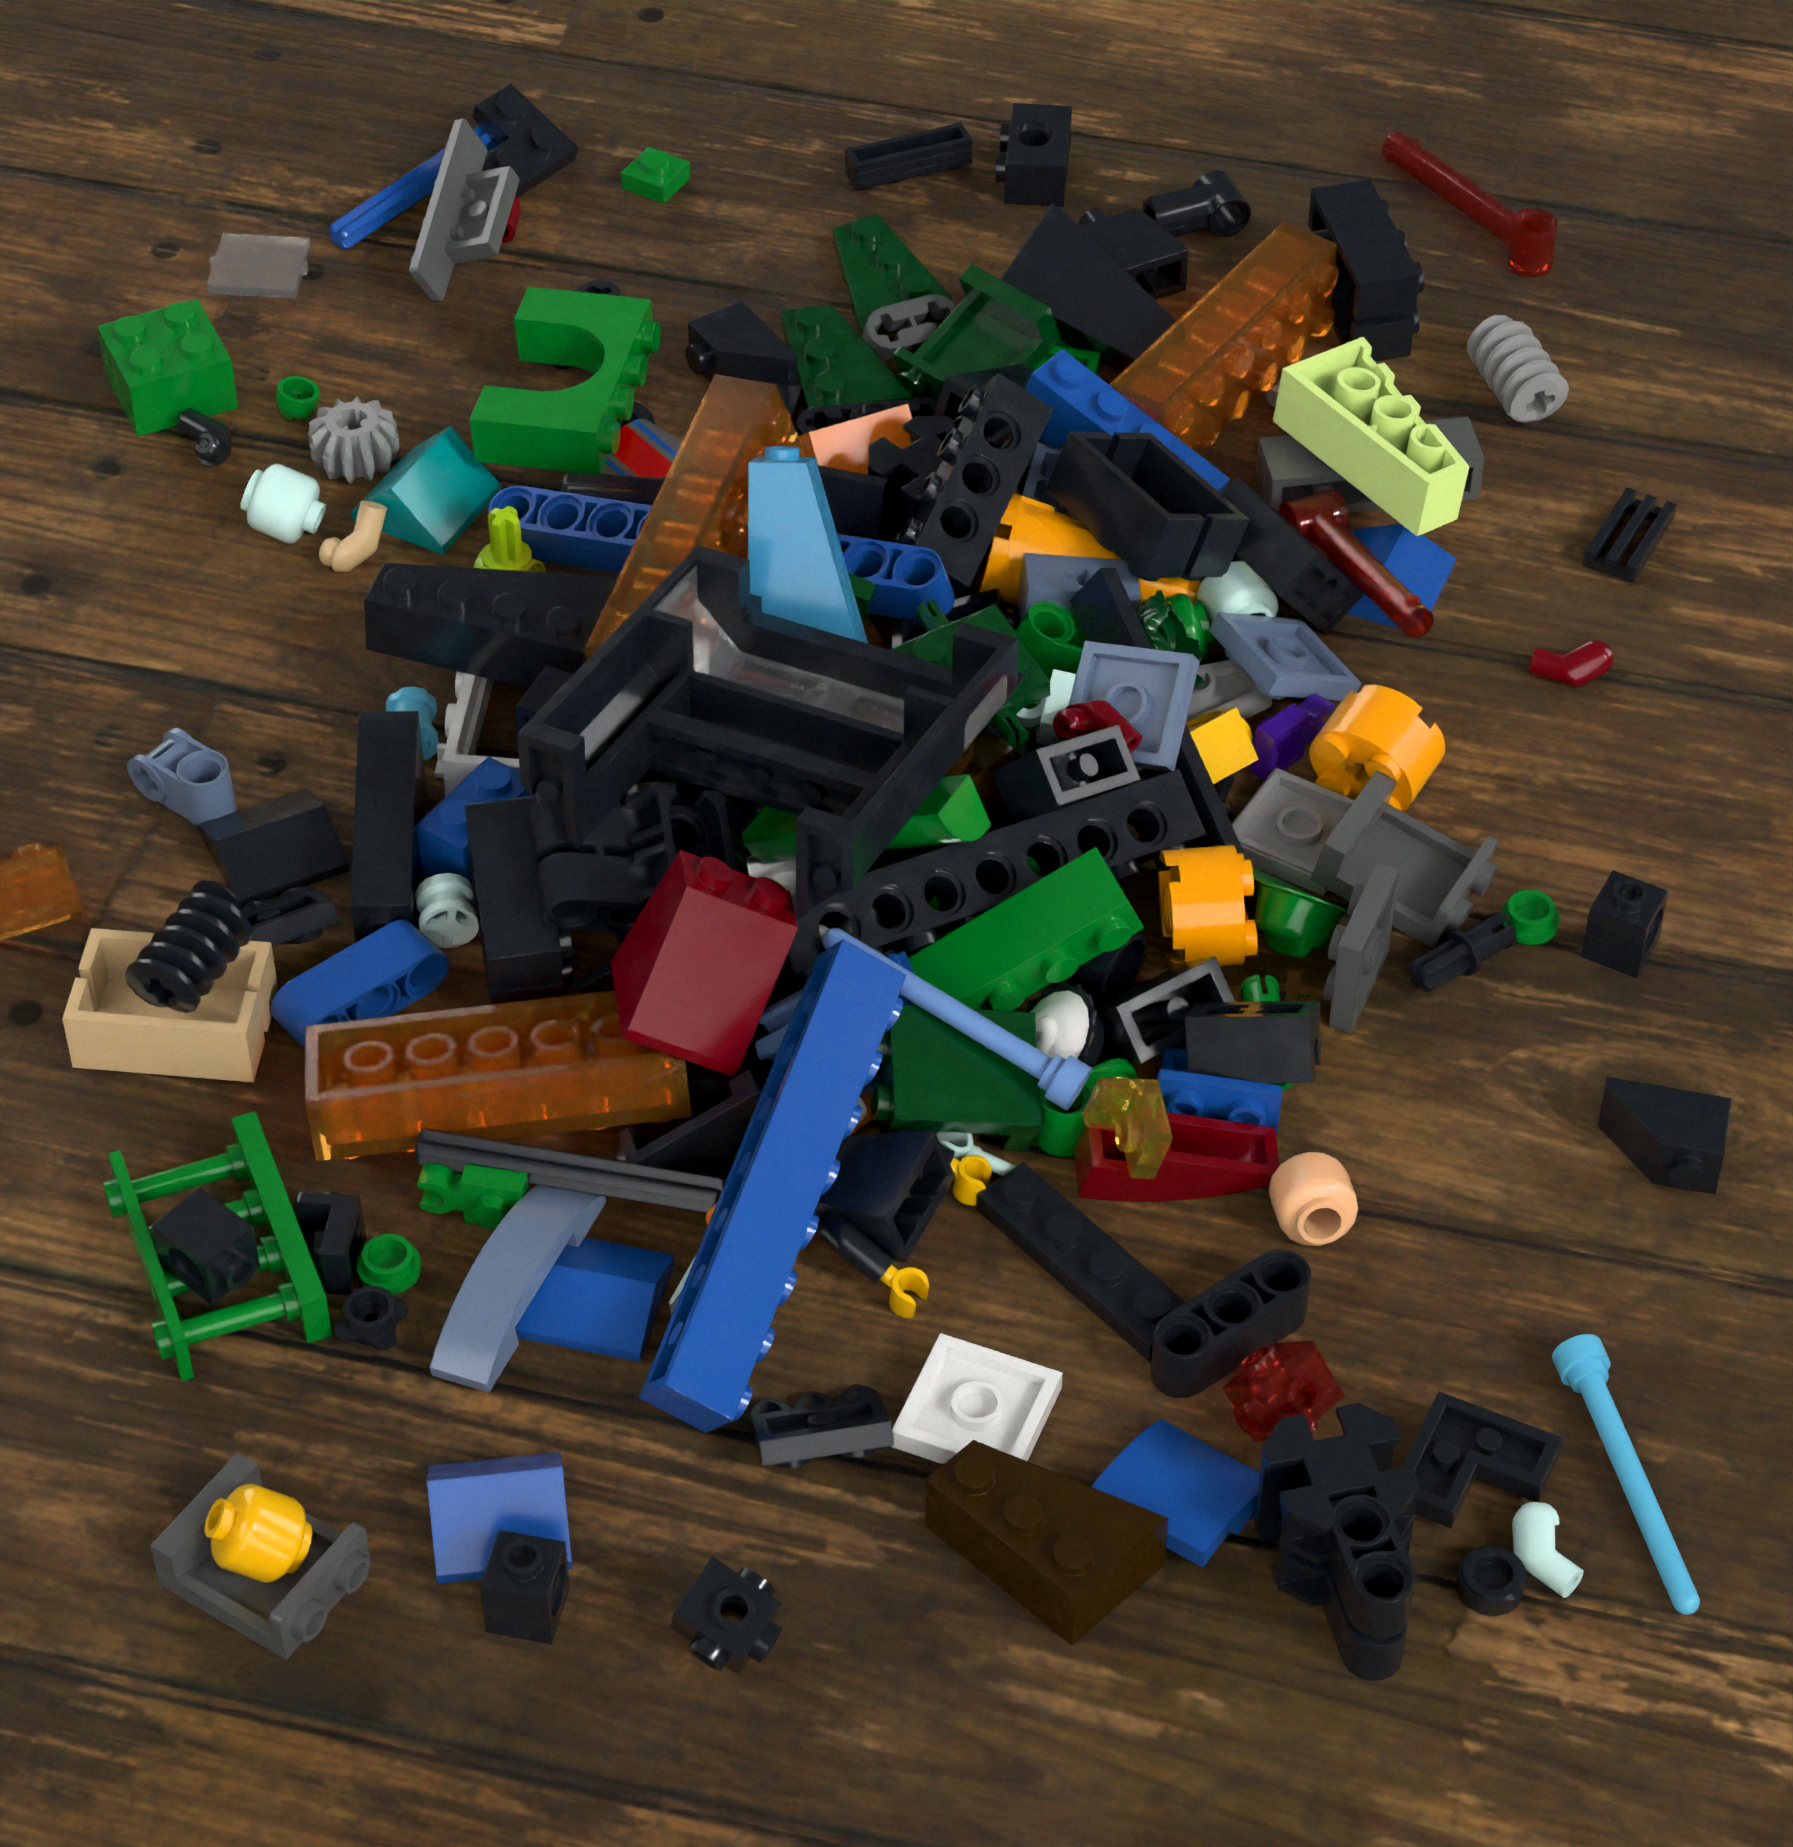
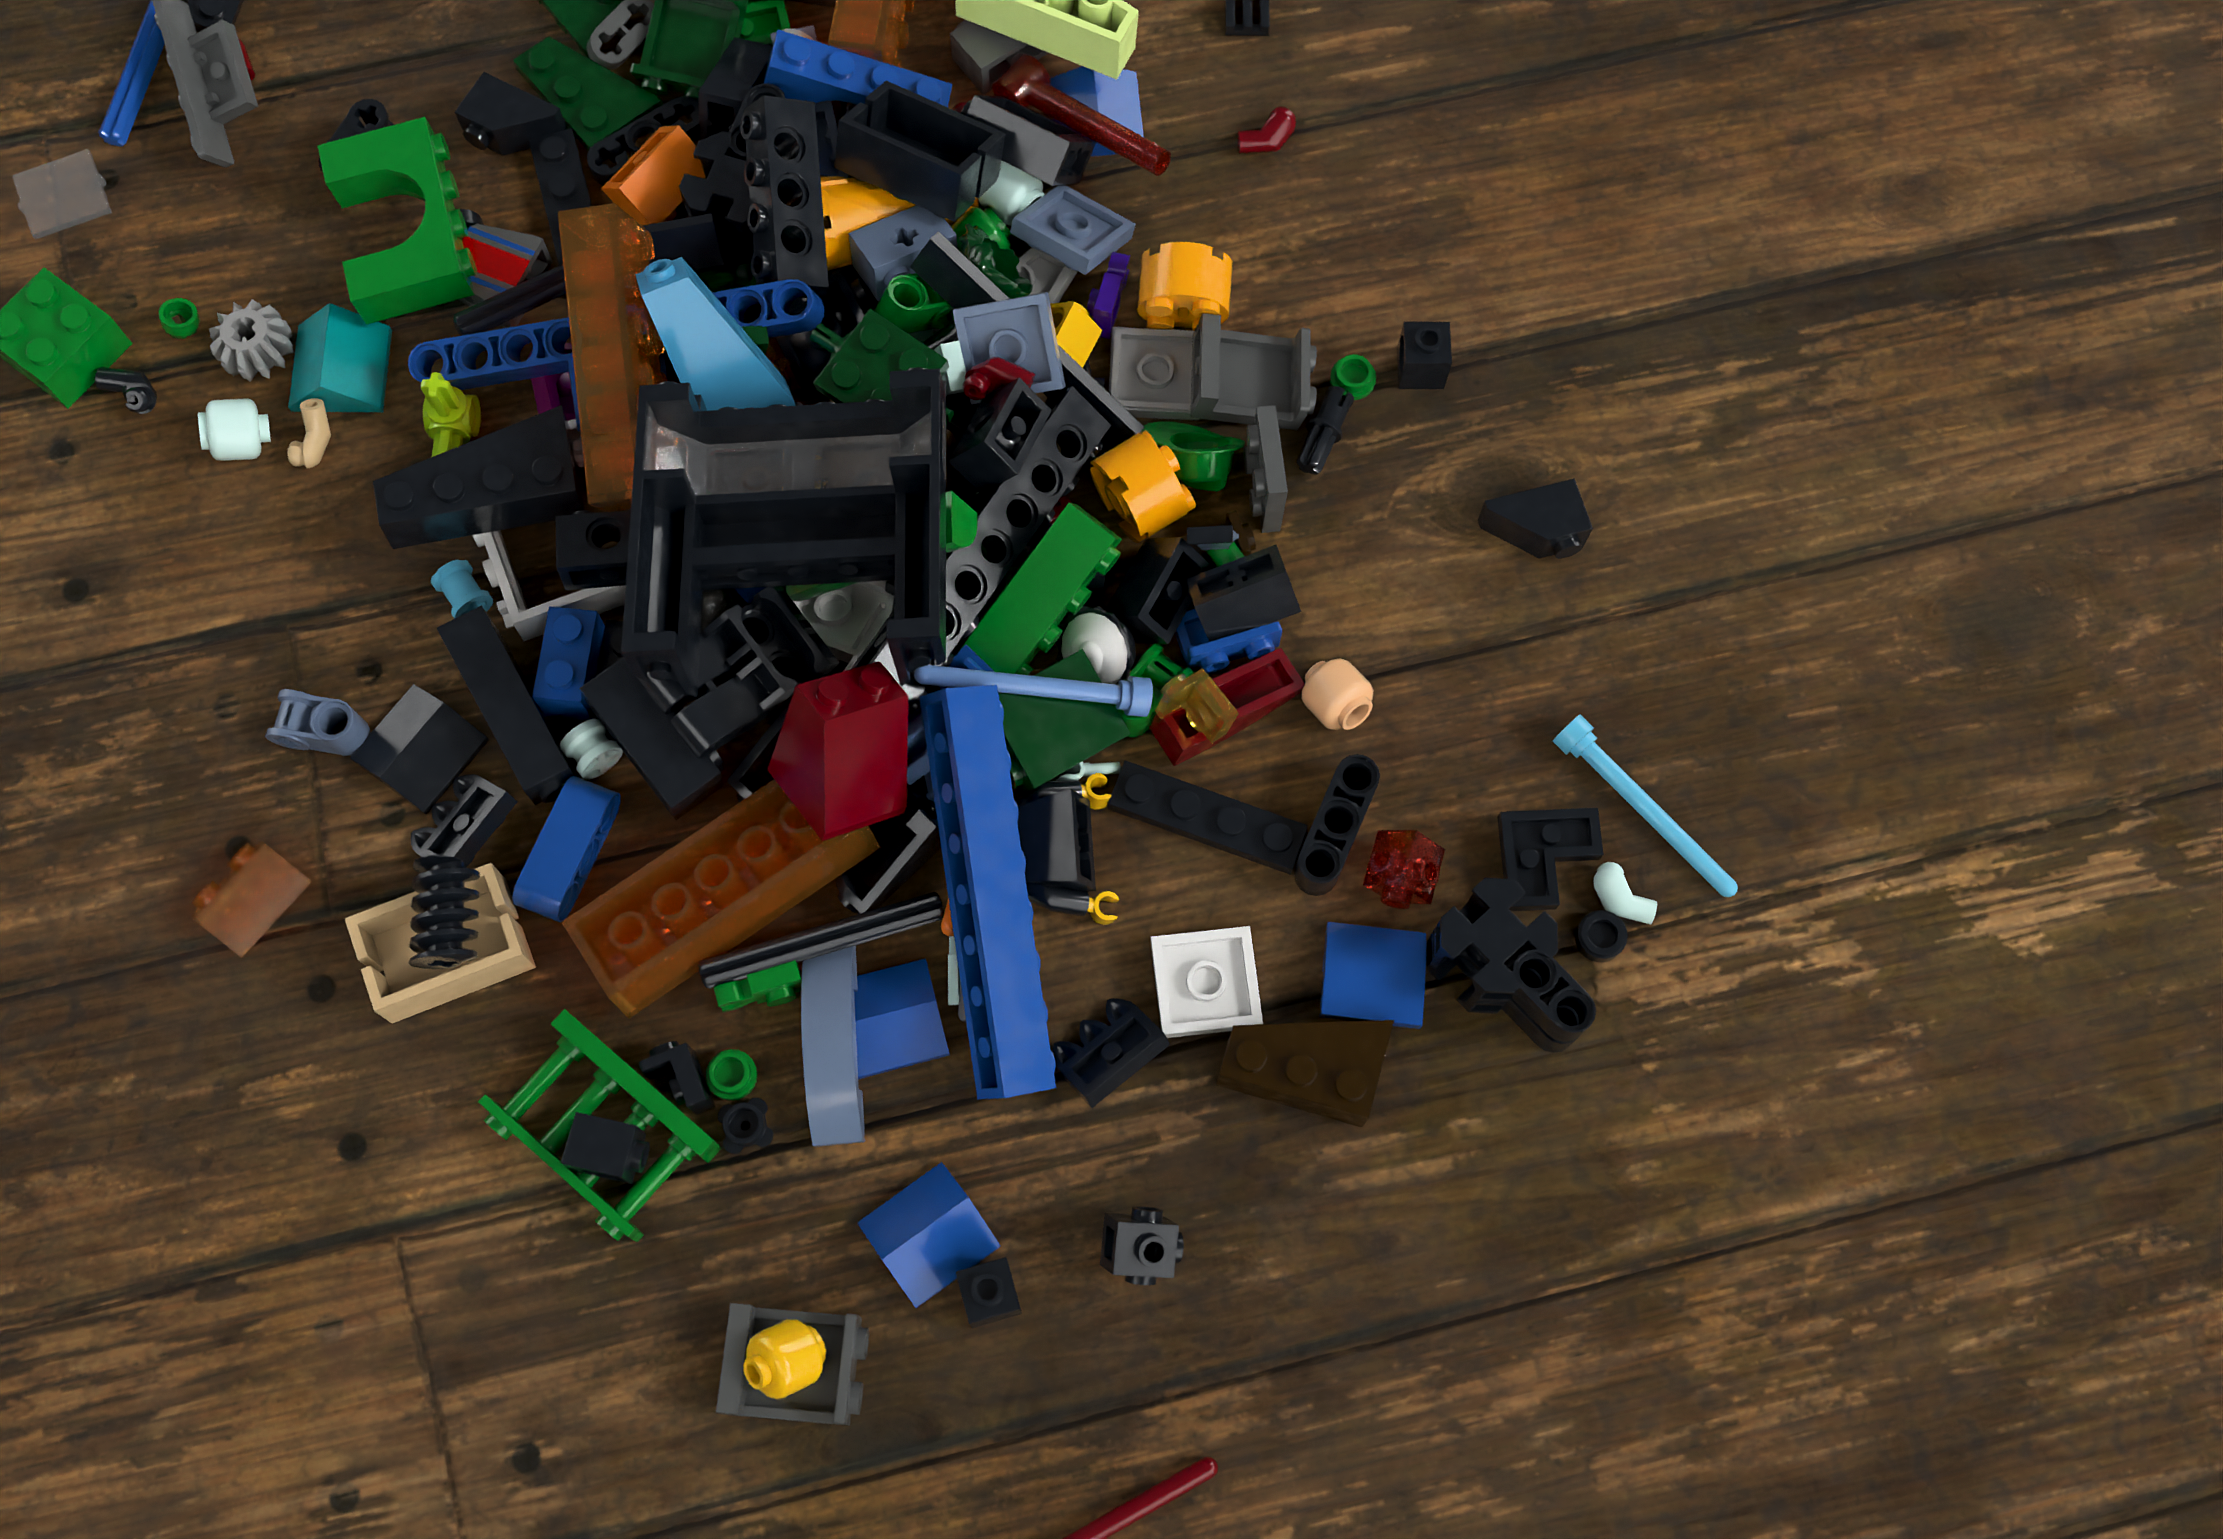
camera: 30 degrees left, 25 degrees up
(1251, 970) = (1211, 537): none -> black piece

